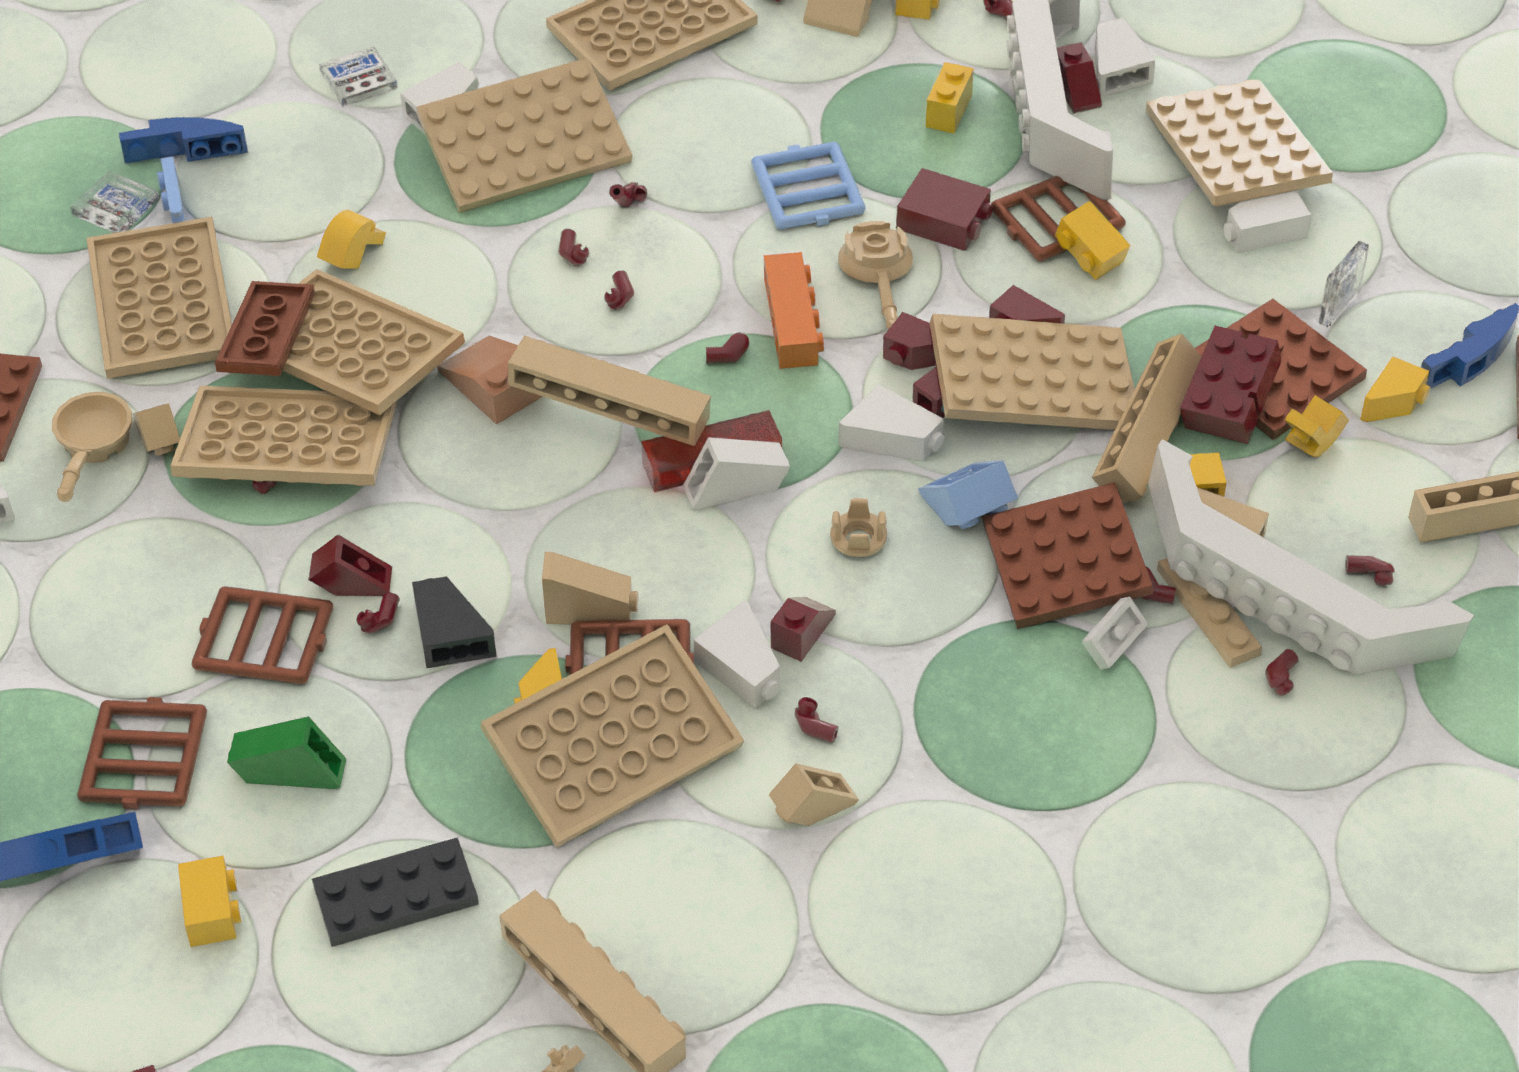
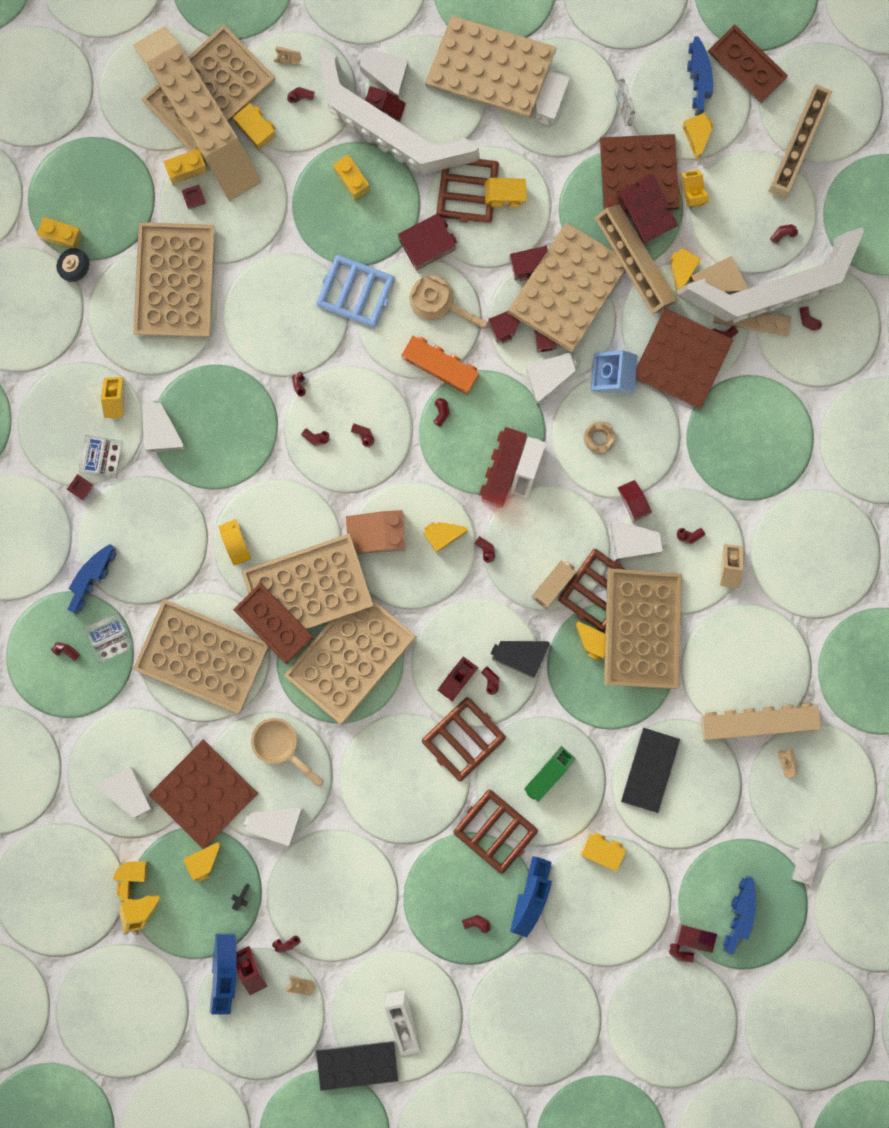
camera: 55 degrees left, 35 degrees up
(64, 170) = (66, 649): none -> dark red arm
(157, 429) = (295, 711): tan slope -> none
(171, 198) = (132, 610): light blue hinge -> none
(299, 76) = (80, 487): none -> dark red plate
(443, 43) = (113, 397): none -> yellow slope
(523, 134) = (220, 407): tan plate -> none
(552, 442) = (443, 534): none -> yellow slope
(577, 504) = (488, 549): none -> dark red arm
(609, 390) = (448, 495): tan brick -> none
(1115, 633) = (739, 373): white plate -> none

